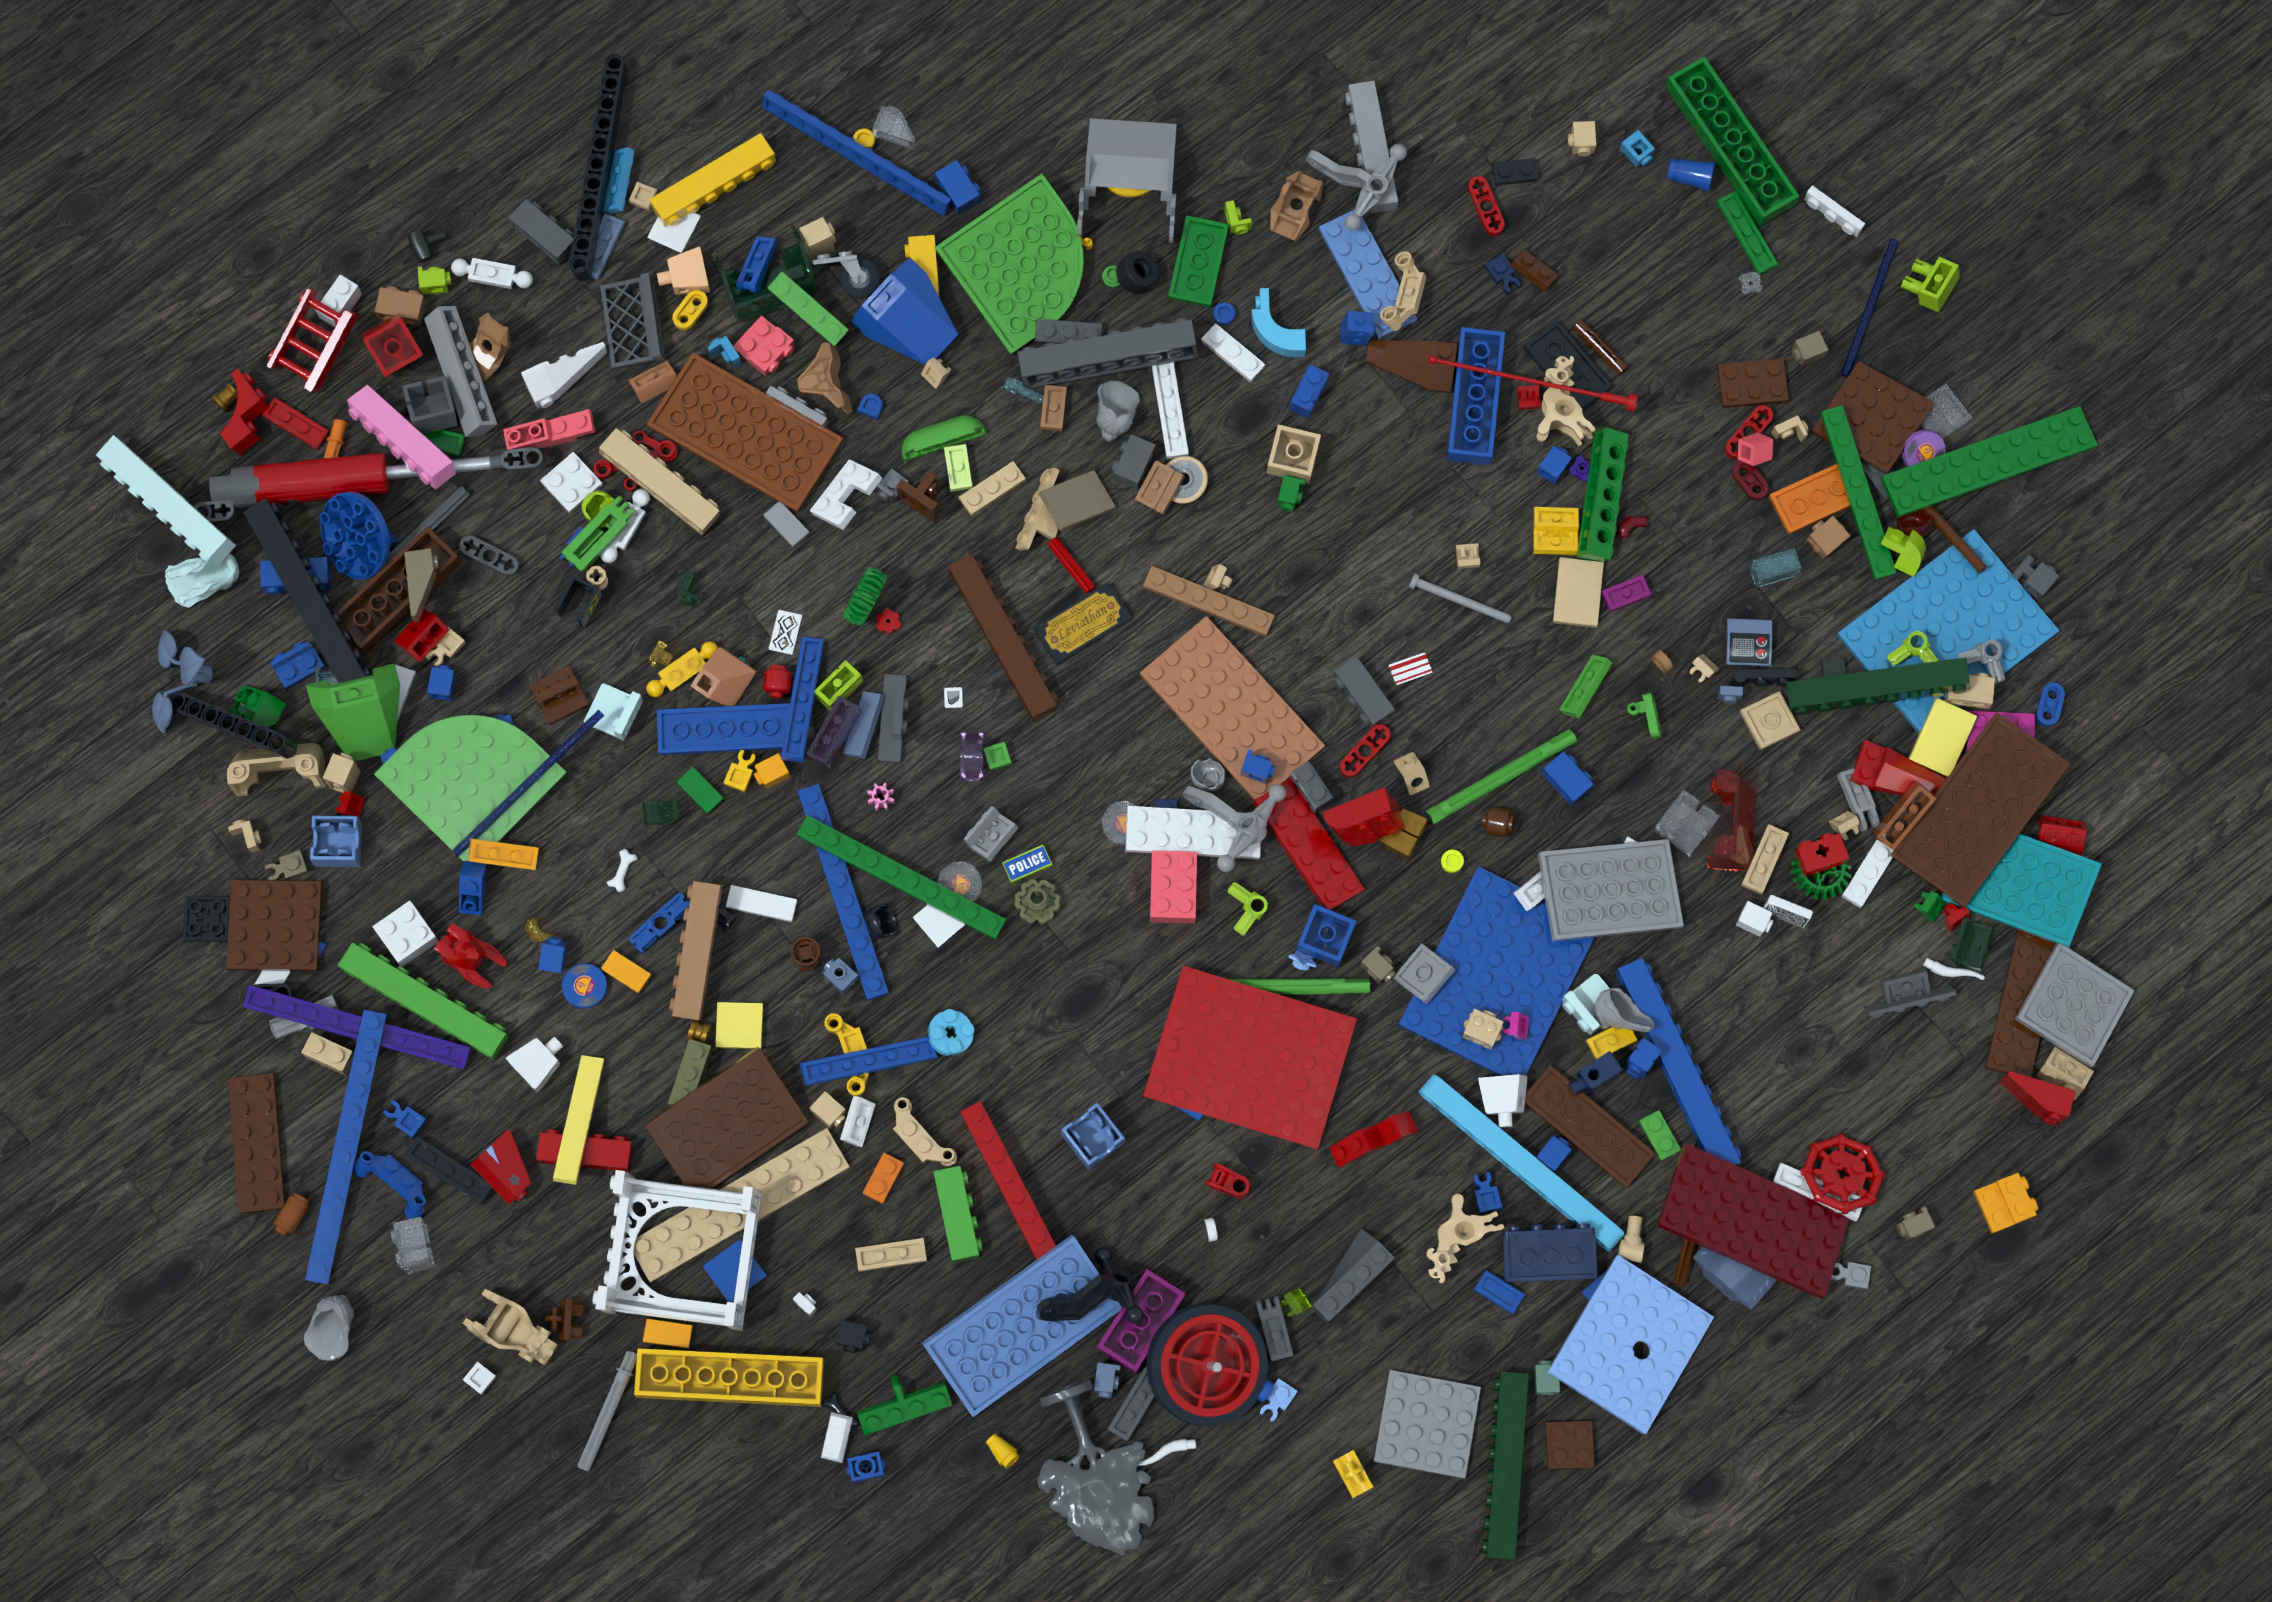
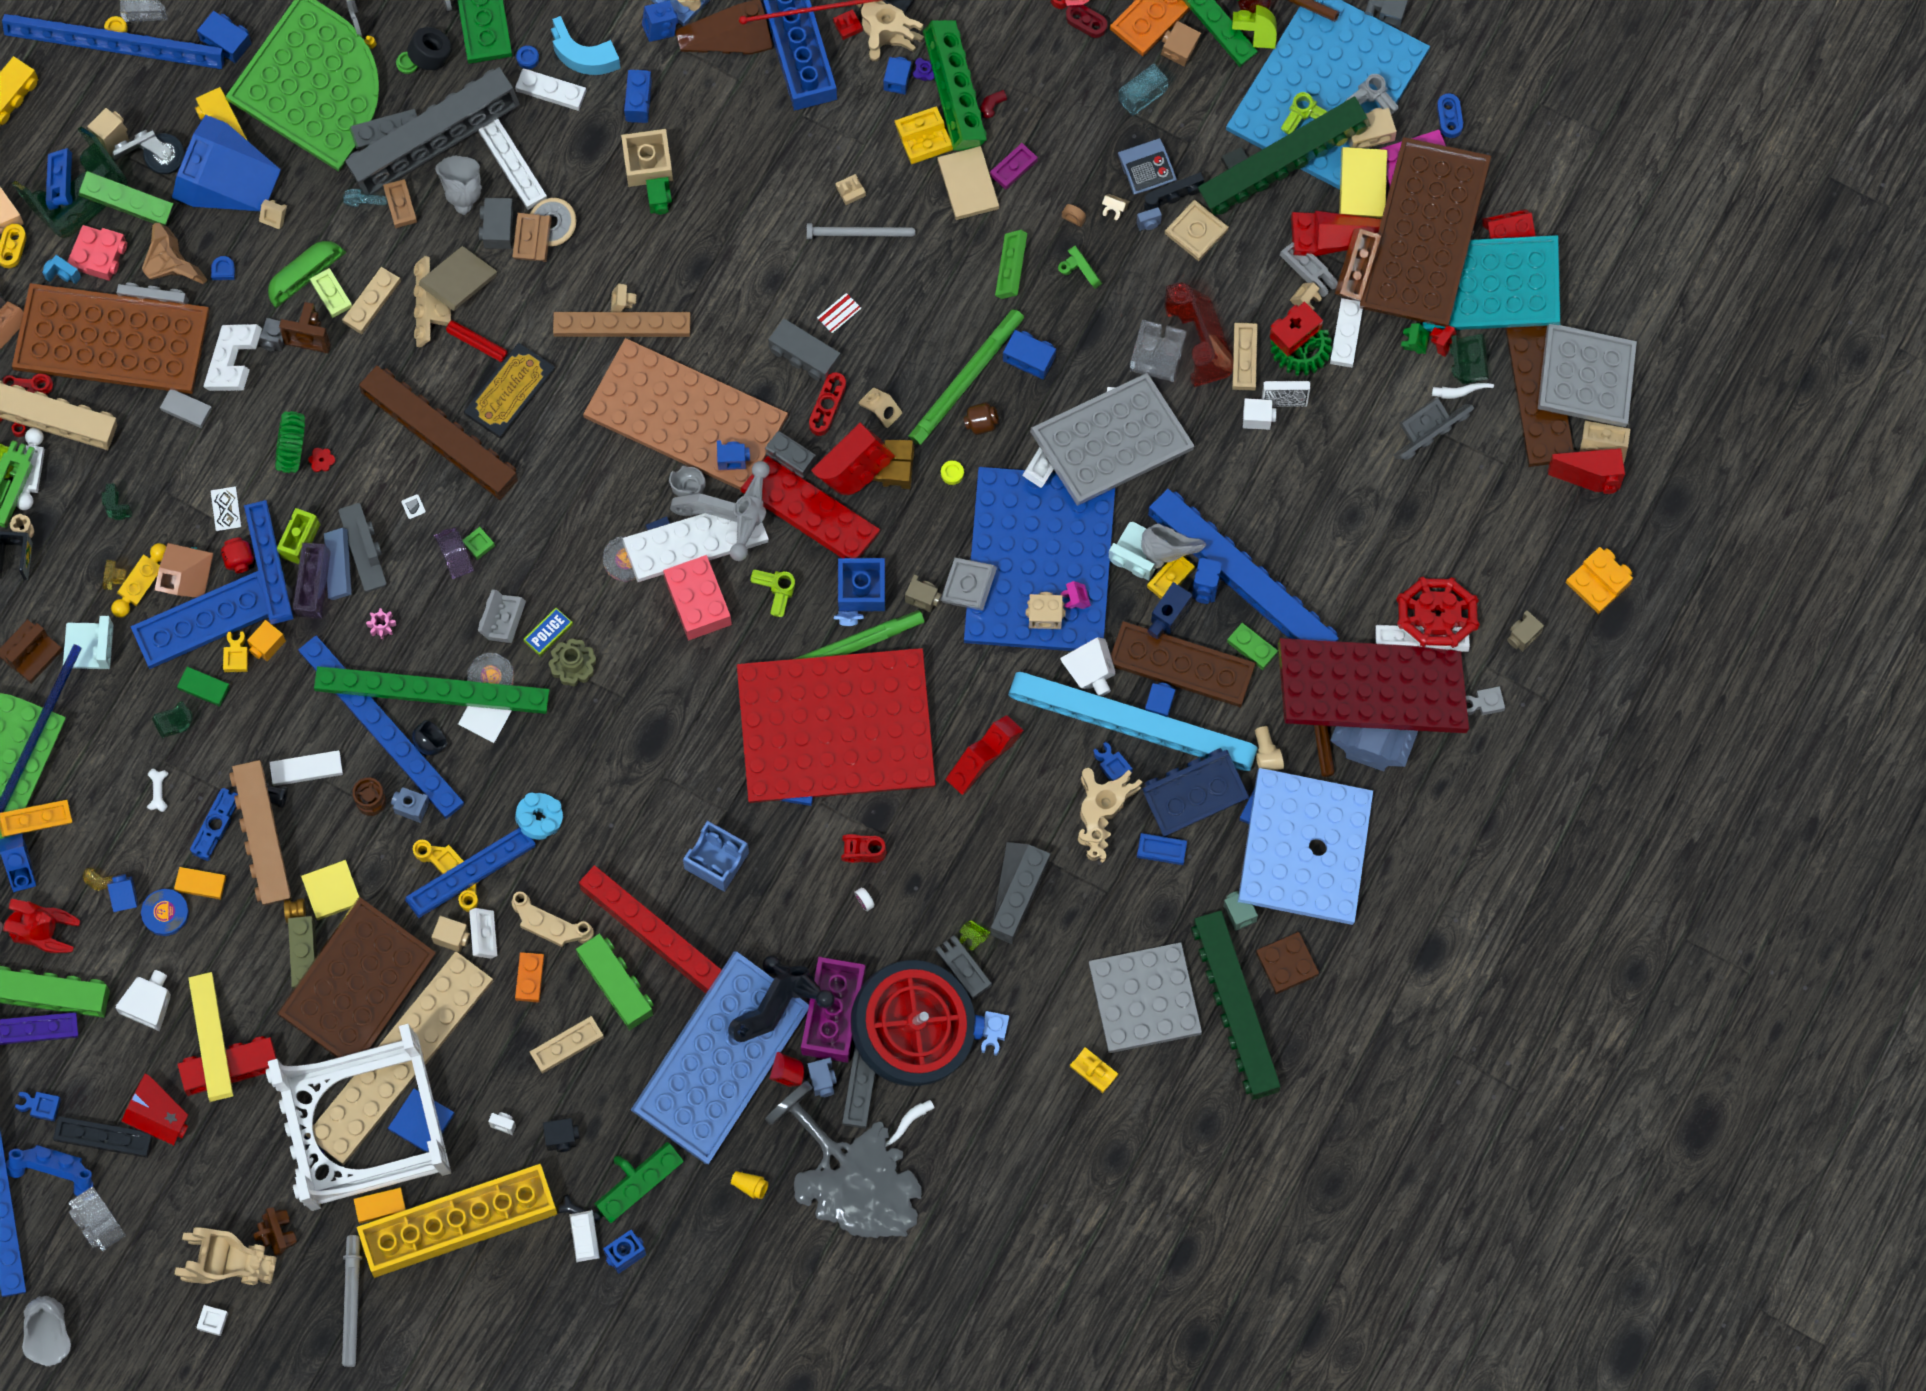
camera: 20 degrees left, 5 degrees down
(1078, 1359) = (787, 1070): none -> red brick

